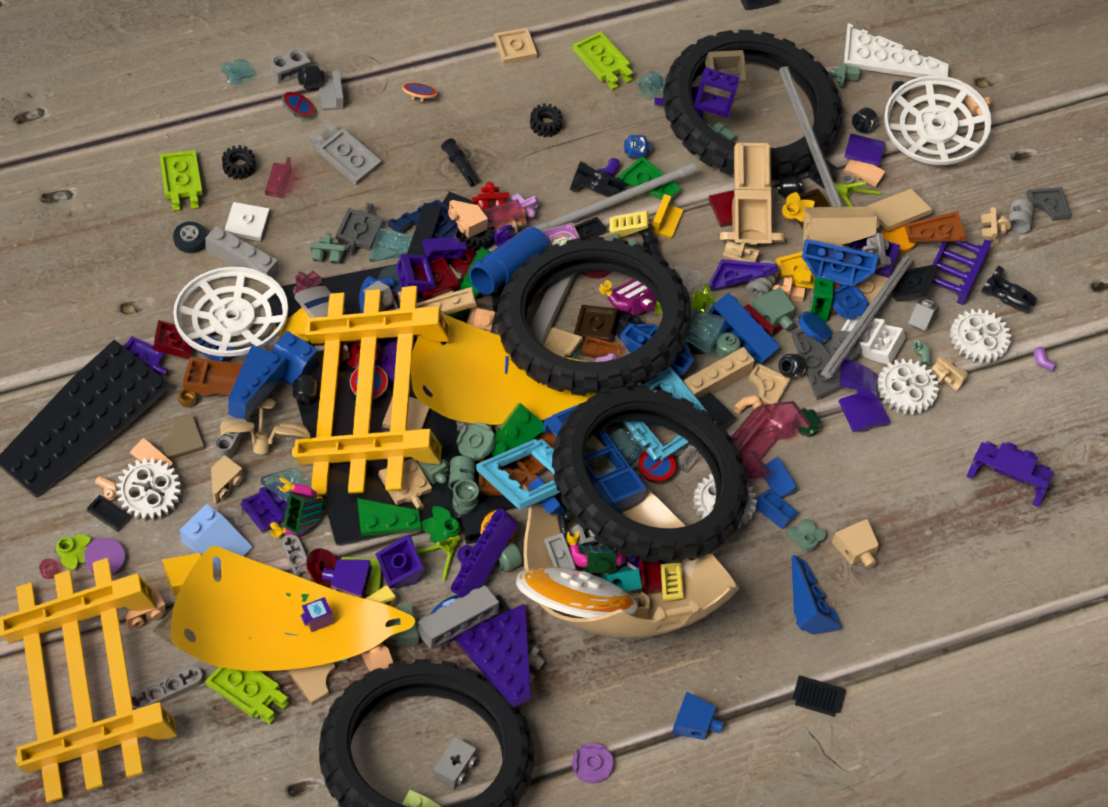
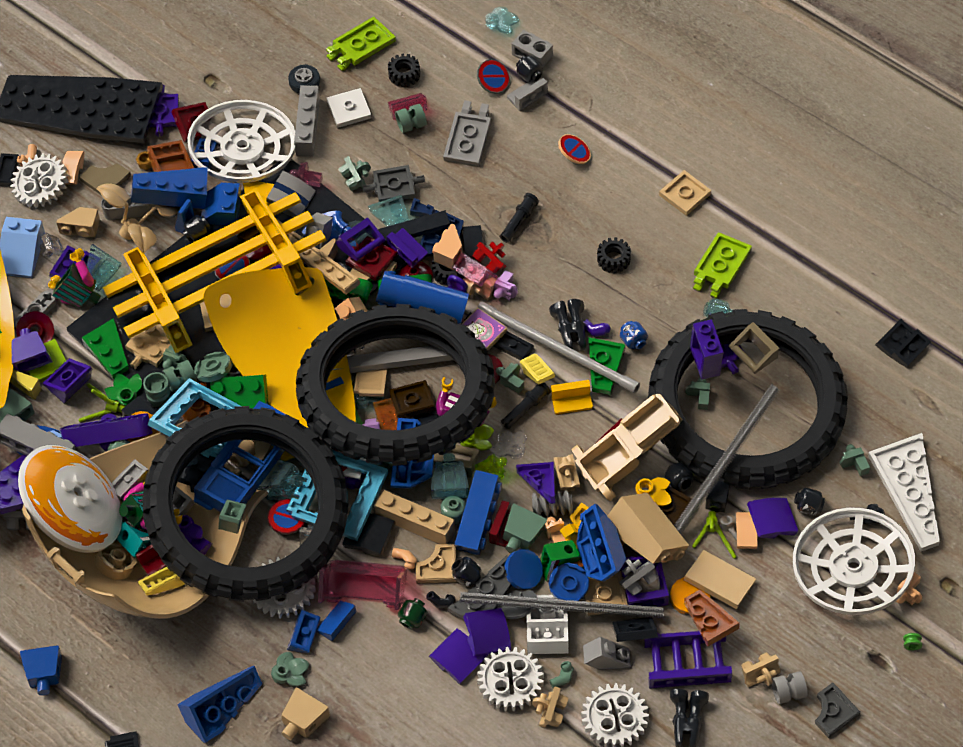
camera: 70 degrees right, 0 degrees up
(284, 393) = (184, 214): none -> blue slope
(299, 181) = (410, 118): none -> sand green wheel
(674, 480) = (231, 516): none -> sand green slope
(806, 397) = (440, 602): none -> black arm
(1022, 125) = (912, 641): none -> bright green bush

